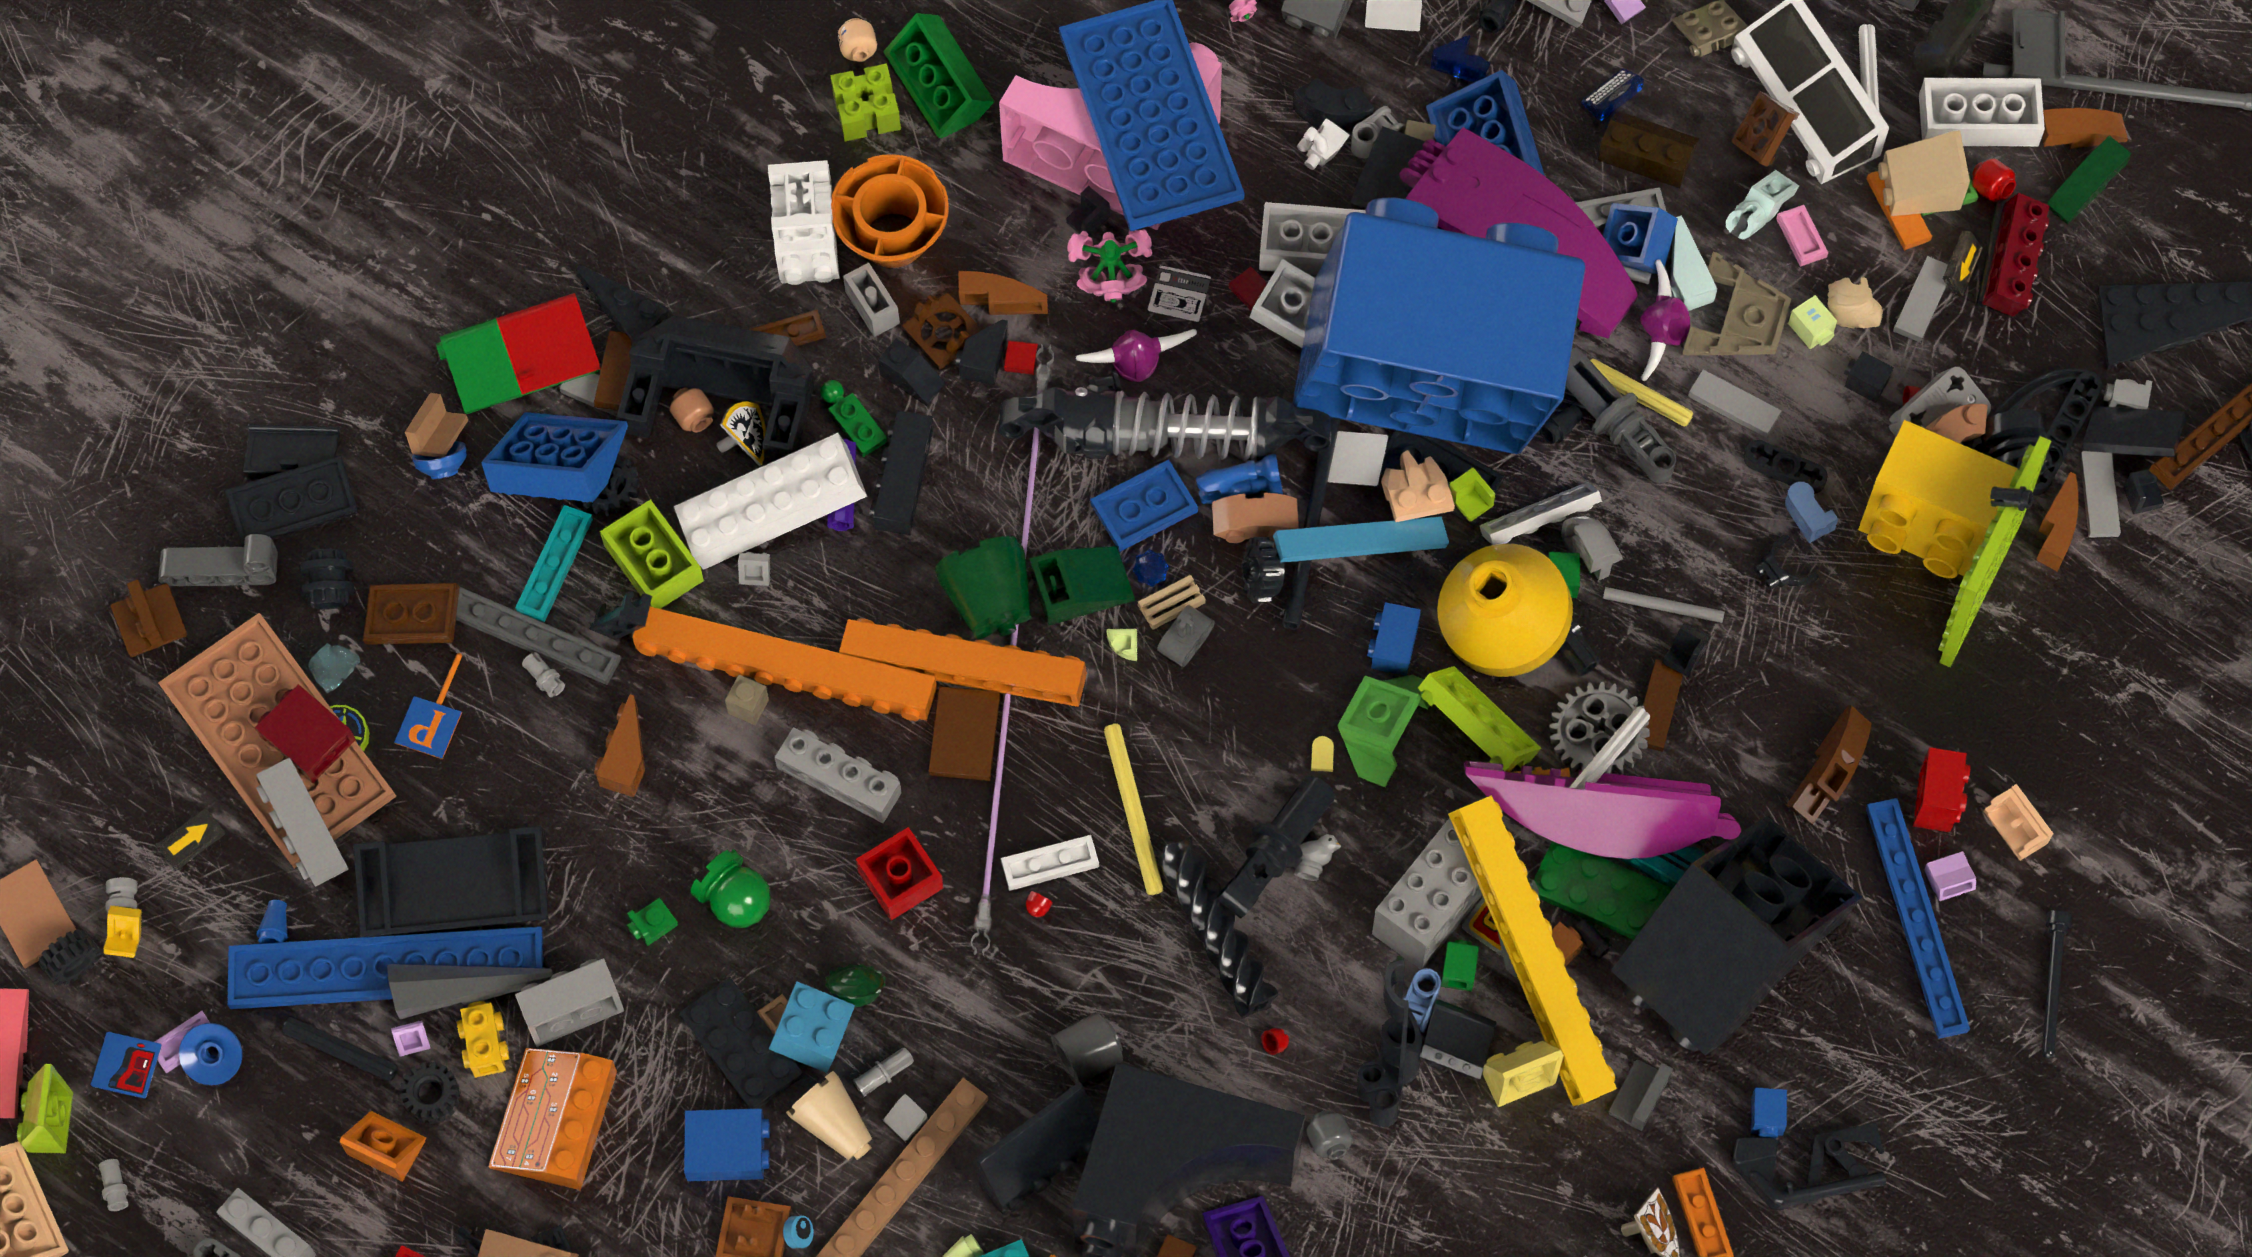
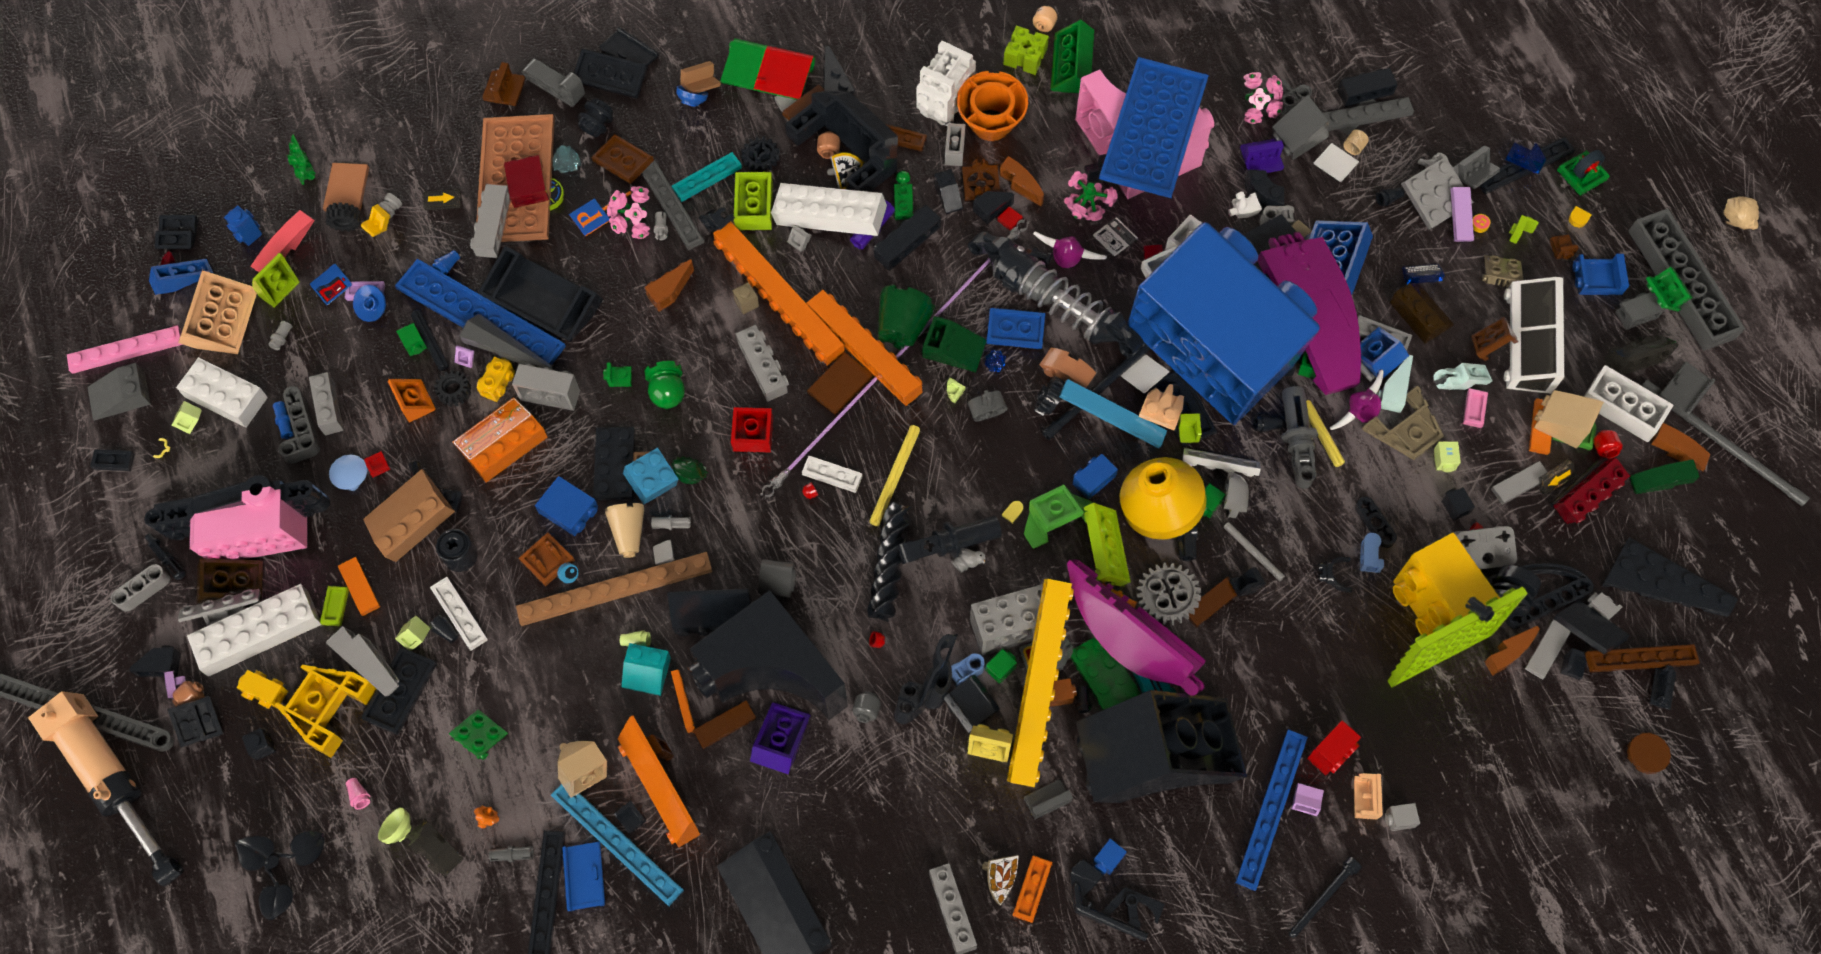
camera: 35 degrees right, 0 degrees up
(315, 1064) = (411, 339): none -> green brick
(496, 678) = (634, 212): none -> bright pink plant
(555, 457) = (743, 125): blue slope -> none
(1165, 593) = (1003, 382): tan tile -> none
(1240, 479) = (1075, 345): blue piece -> none
(1294, 58) = (1263, 155): none -> dark purple bracket
(1453, 60) = (1349, 206): clear blue slope -> none
(1612, 748) = (1165, 606): white axle -> none
(1734, 403) = (1372, 472): light grey tile -> none
(1836, 764) = (1285, 696): reddish brown slope -> none
(1853, 304) = (1476, 460): tan hair -> none
(1868, 62) = (1578, 343): white axle -> none
(1961, 423) = (1489, 558): nougat brick -> none
(2076, 820) = (1402, 817): none -> light grey brick

